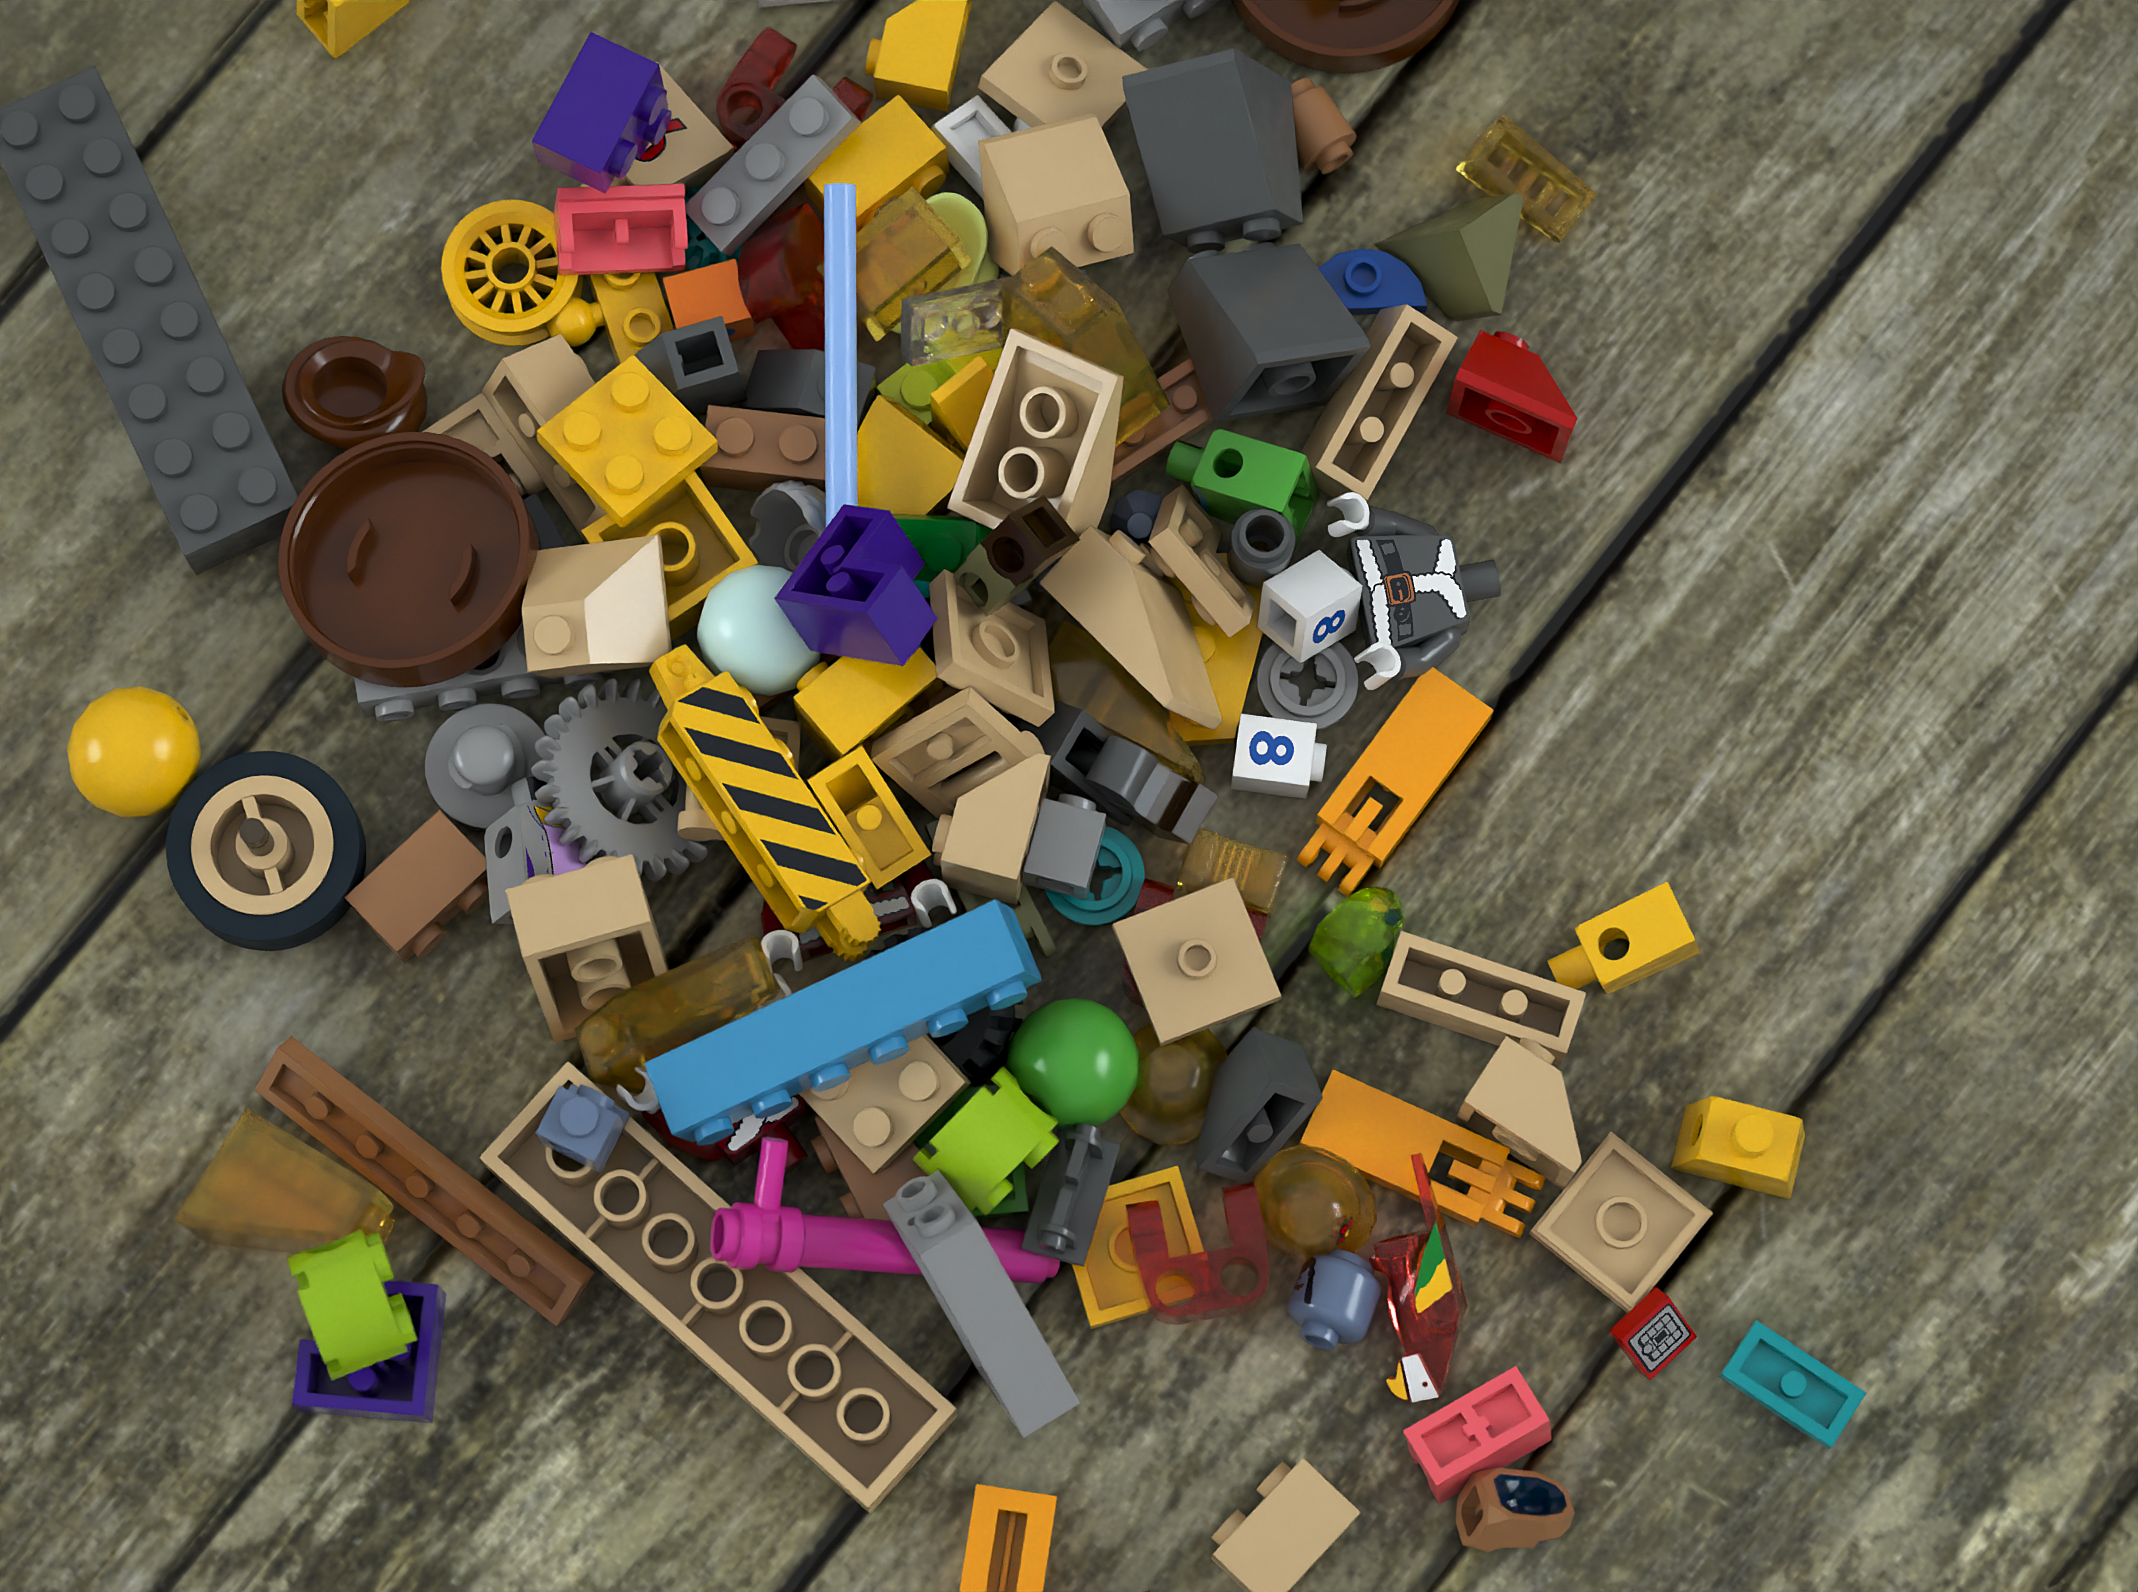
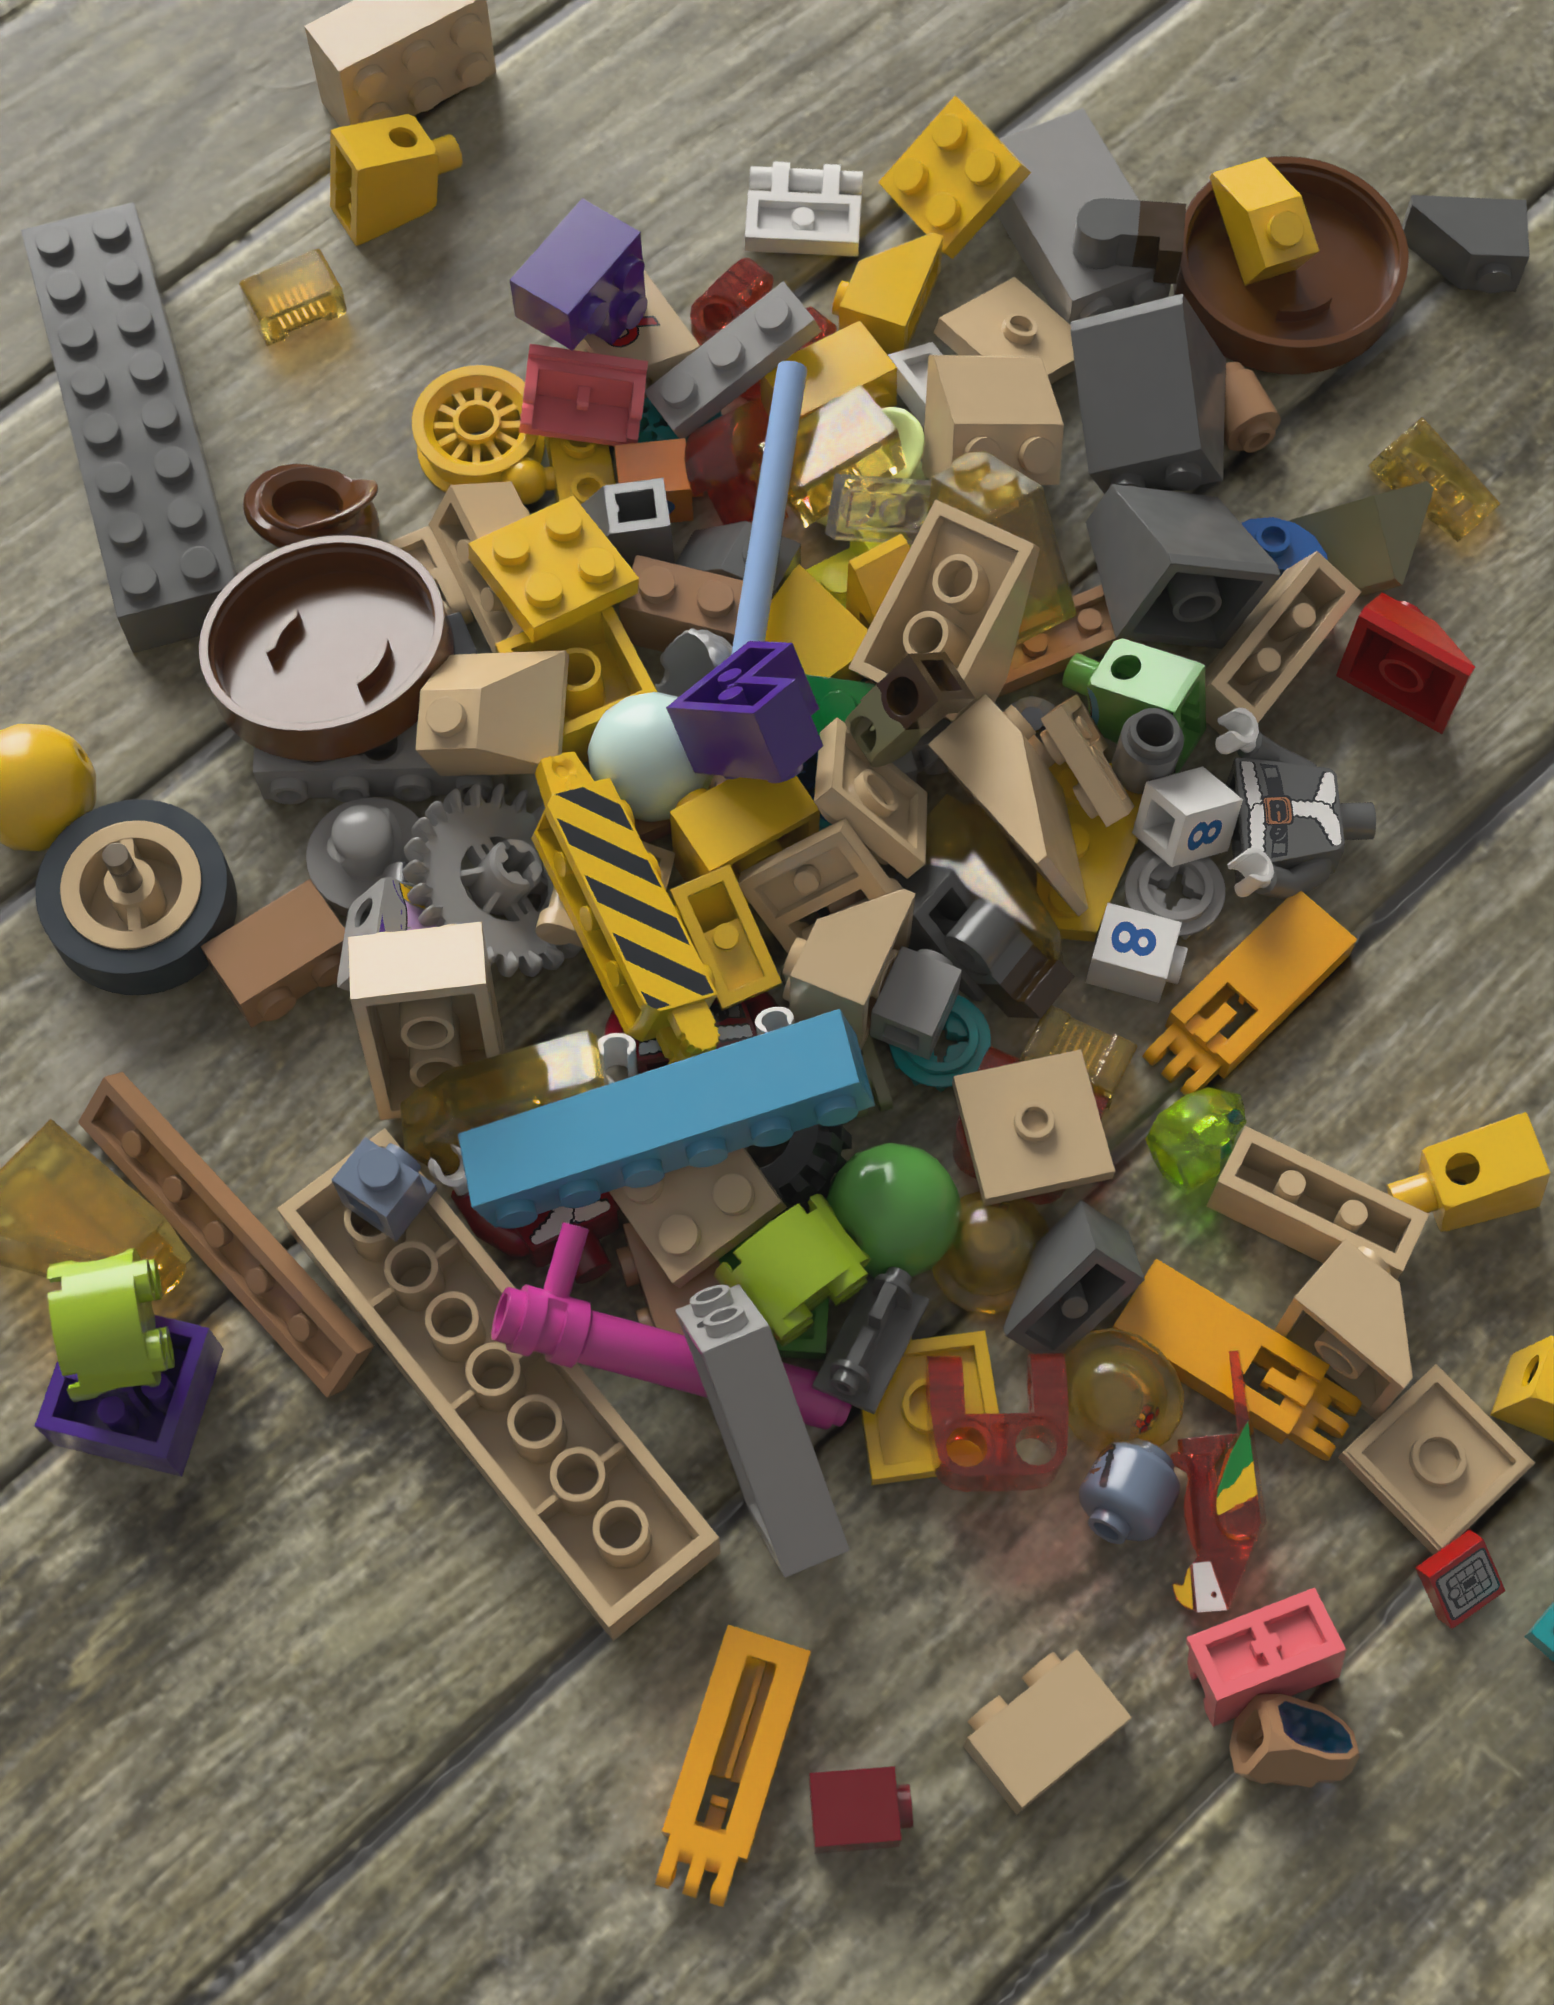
camera: 10 degrees right, 10 degrees down
(282, 139) = (292, 296): none -> clear yellow piece

